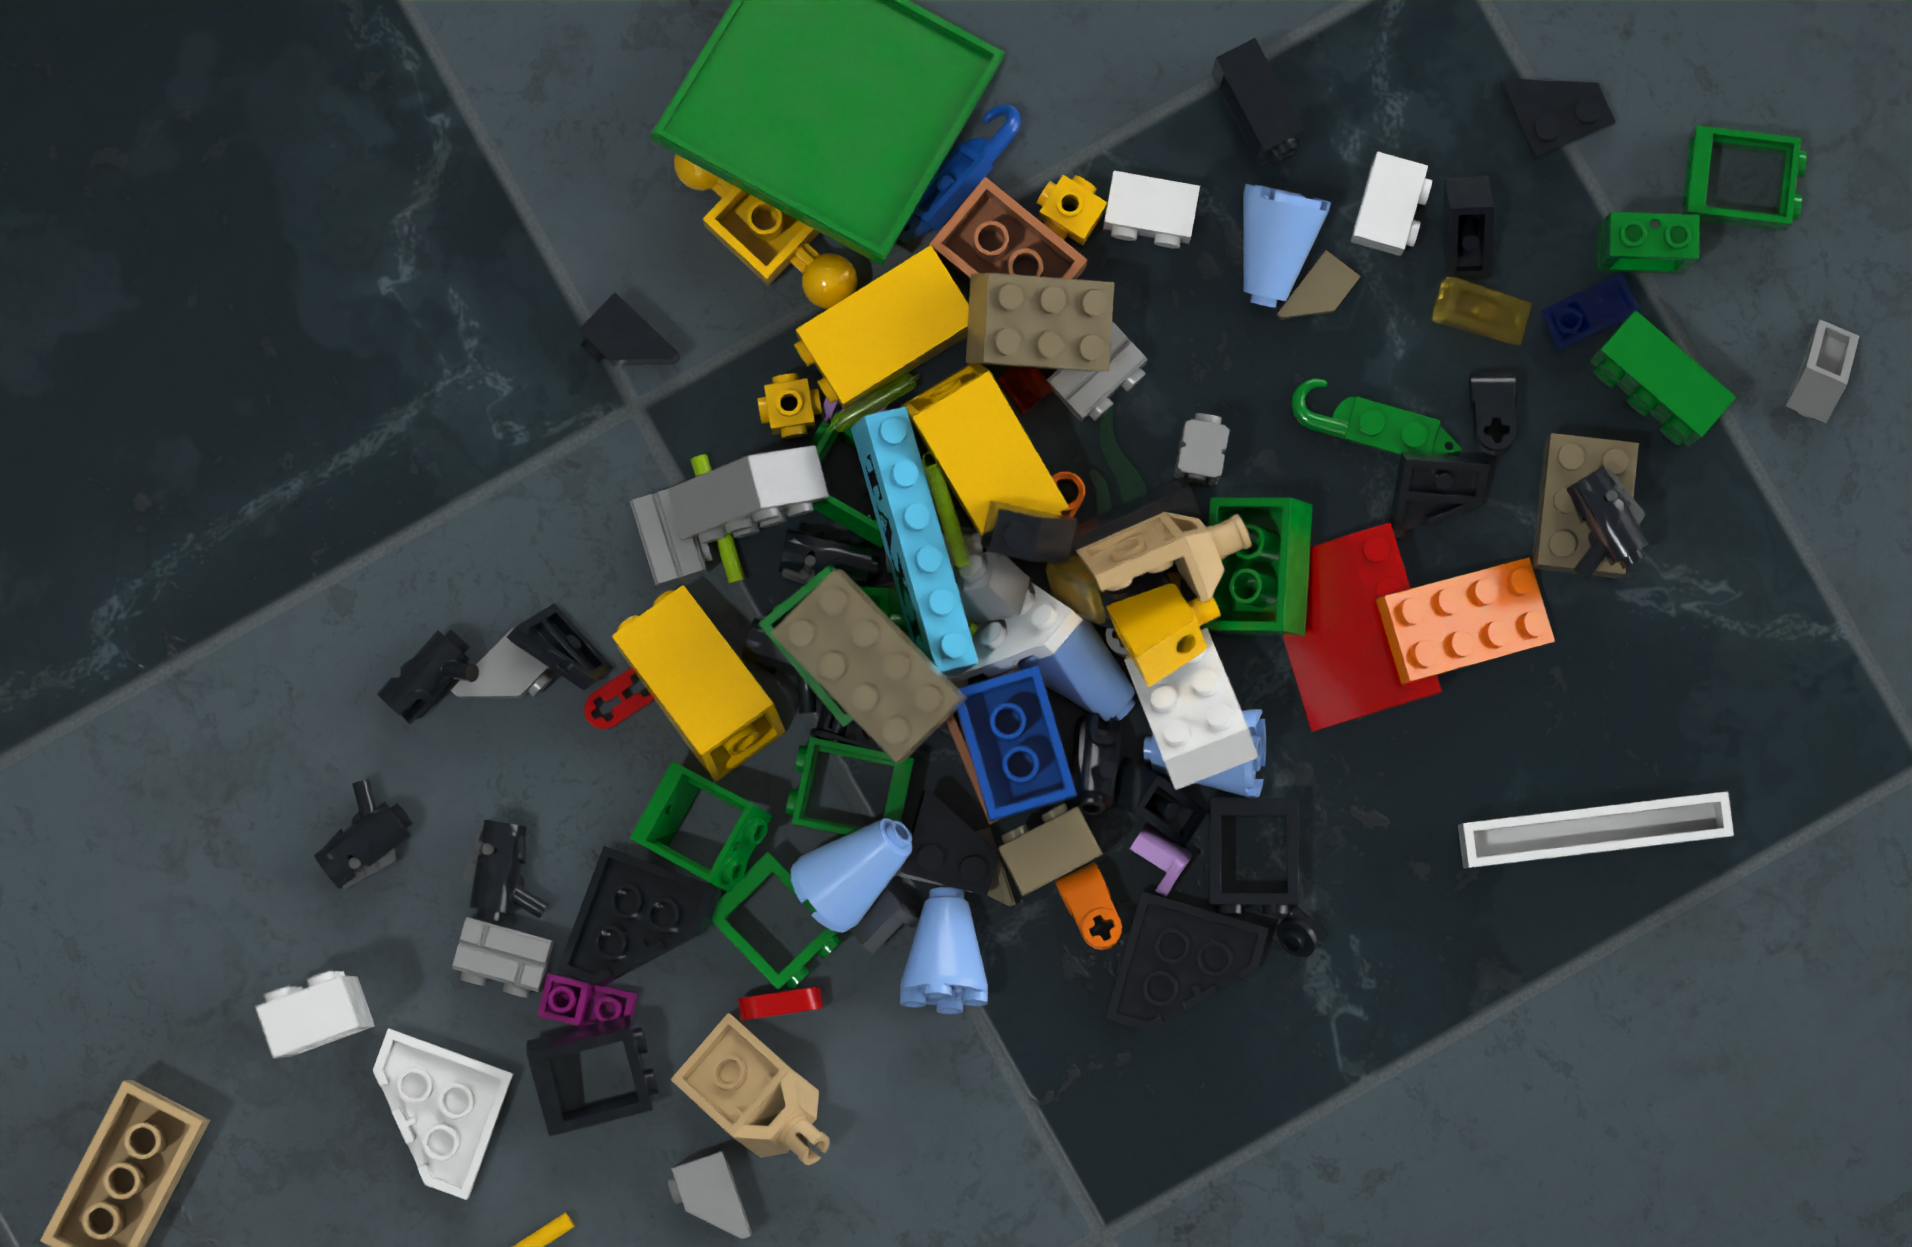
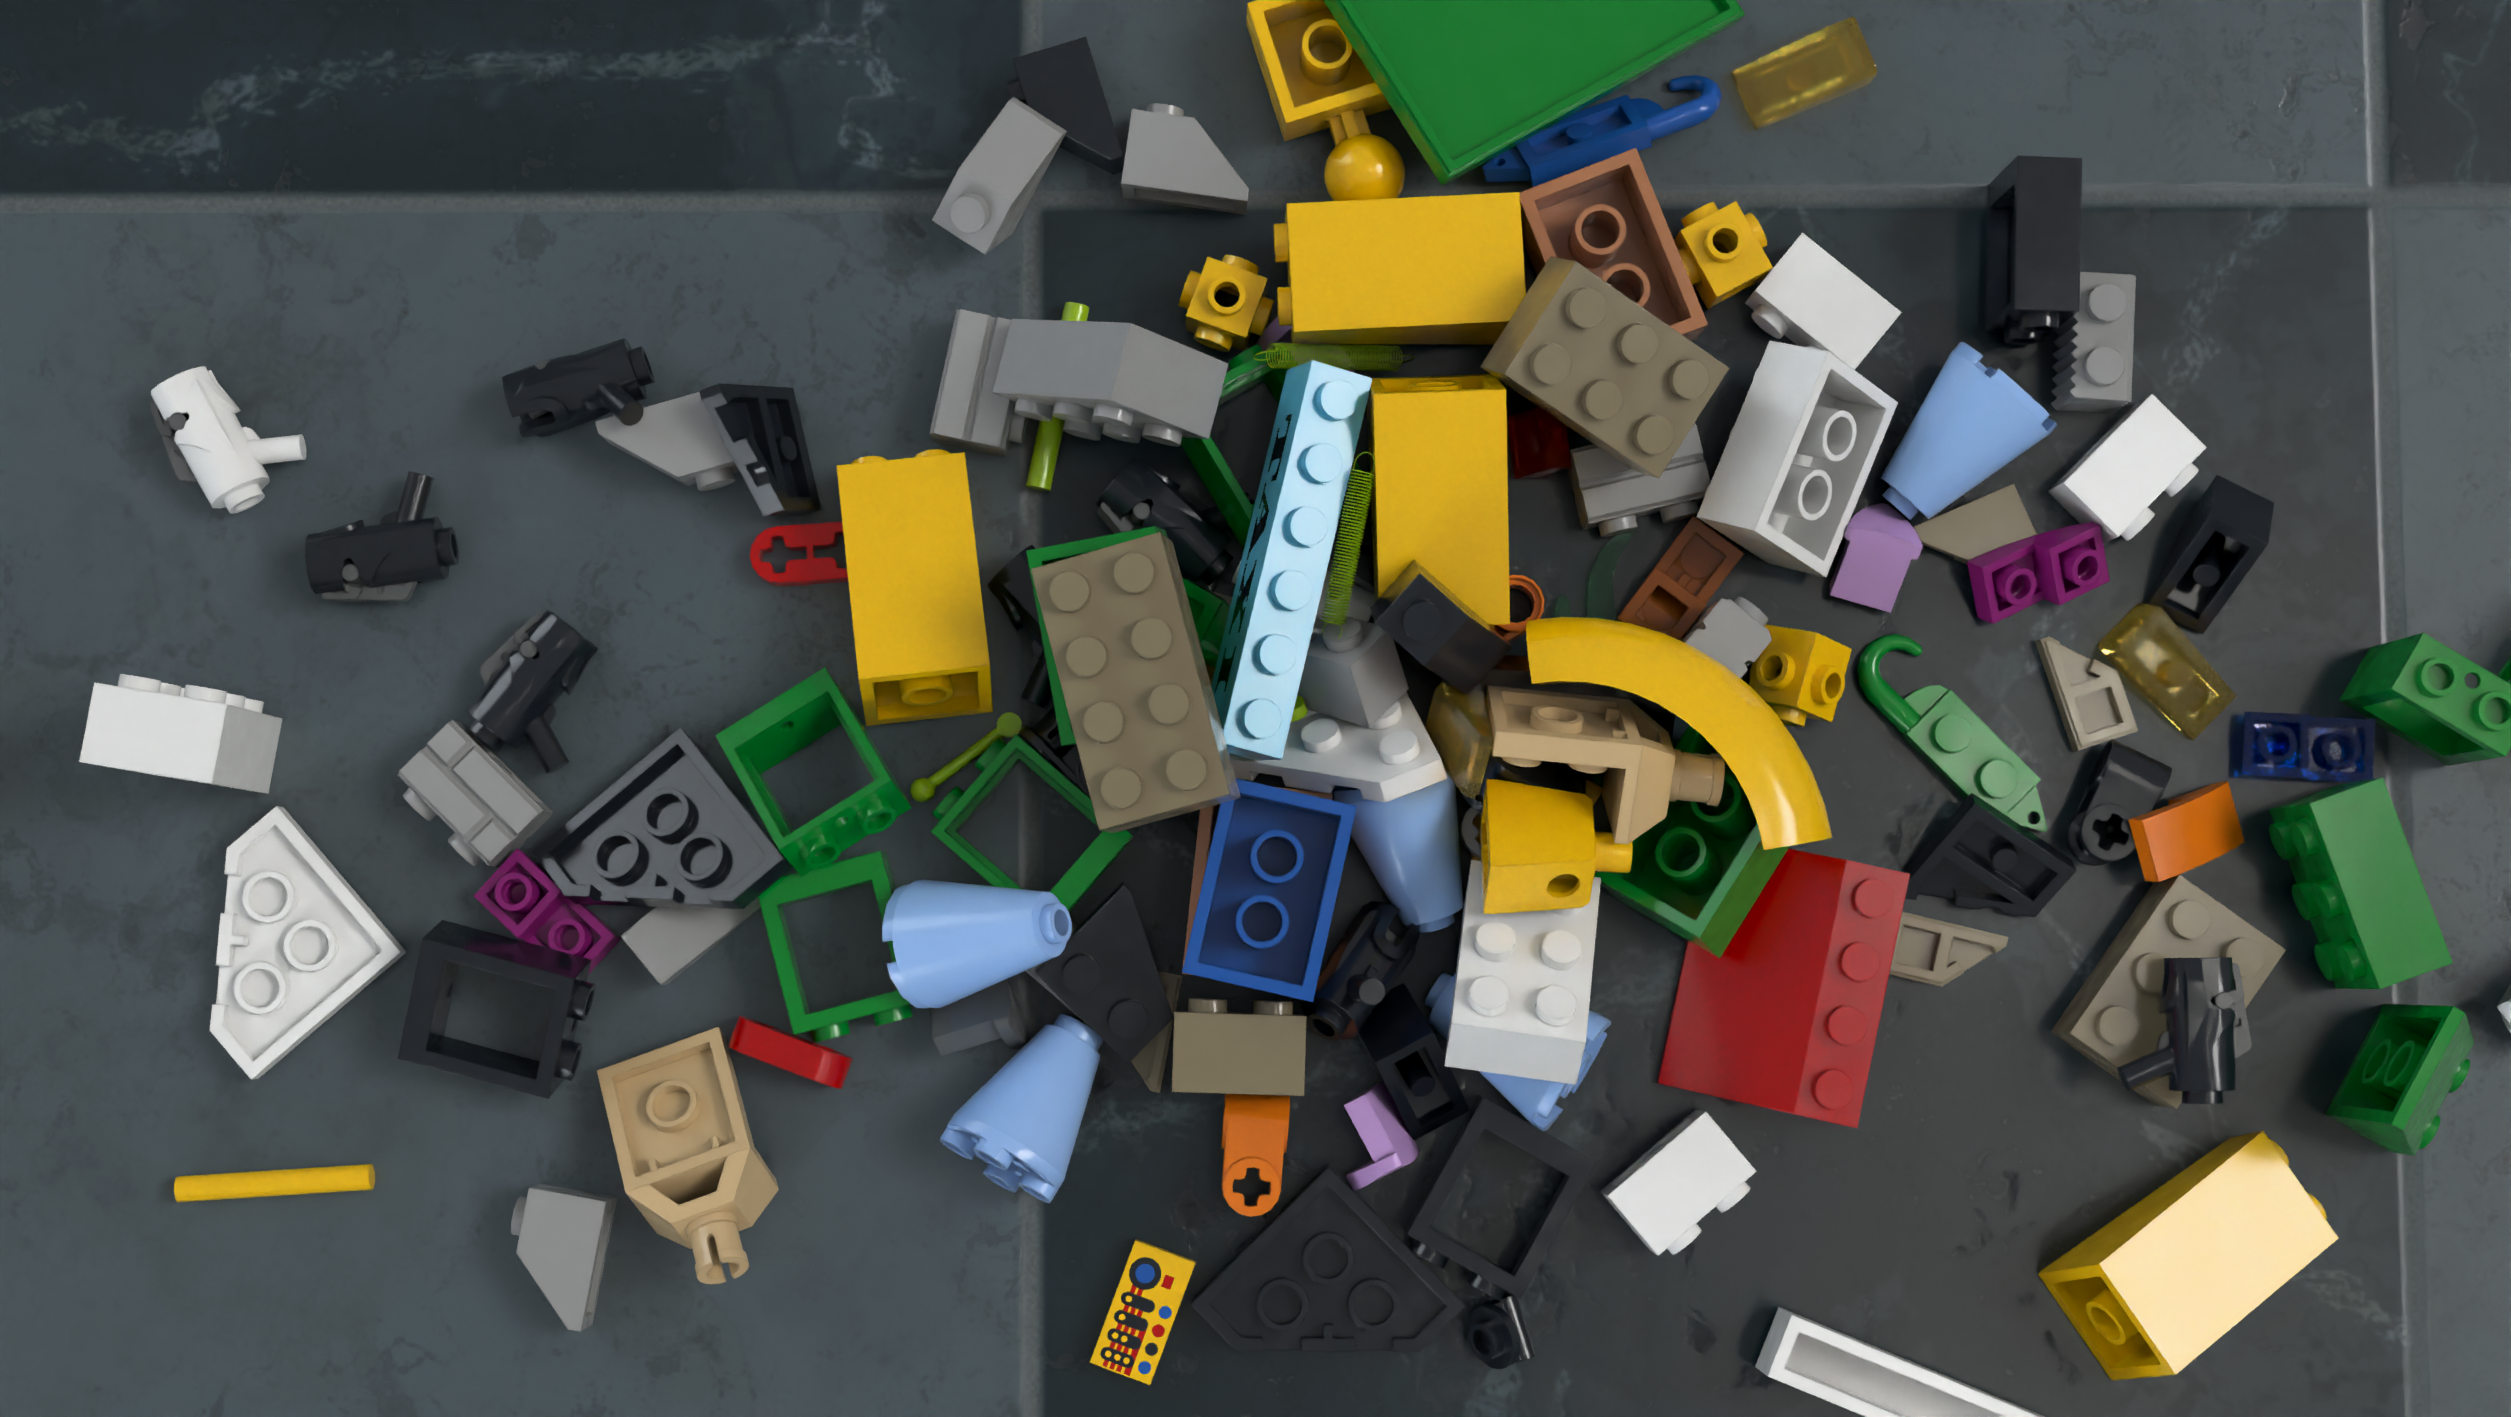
camera: 20 degrees right, 0 degrees up
(223, 834) = (210, 443): none -> white piece
(610, 406) = (999, 177): none -> light grey slope
(673, 972) = (677, 937): none -> light grey slope
(712, 336) = (1178, 163): none -> light grey slope
(800, 735) = (924, 788): none -> lime hinge
(1061, 69) = (1805, 73): none -> clear yellow slope
(1078, 1040) = (1142, 1311): none -> tile
(1159, 423) = (1682, 581): none -> dark orange slope
(1186, 310) = (1797, 458): none -> white brick
(1208, 487) = (1706, 698): none -> yellow brick
(1259, 439) = (1800, 675): none -> yellow brick
(1266, 341) = (1875, 557): none -> lavender tile
(1328, 138) = (2097, 346): none -> light grey brick
(1357, 783) = (1680, 1183): none -> white brick
(1368, 293) = (2036, 568): none -> magenta slope
(1435, 557) = (1939, 950): none -> dark tan tile
(1441, 353) = (2086, 695): none -> dark tan tile
(1465, 620) = (1935, 1052): plate -> none
(1544, 404) = (2187, 832): none -> orange slope
(1556, 112) = (2400, 472): black wing -> none
(1685, 658) = (2190, 1259): none -> slope
(1754, 478) = (2404, 1075): none -> green slope

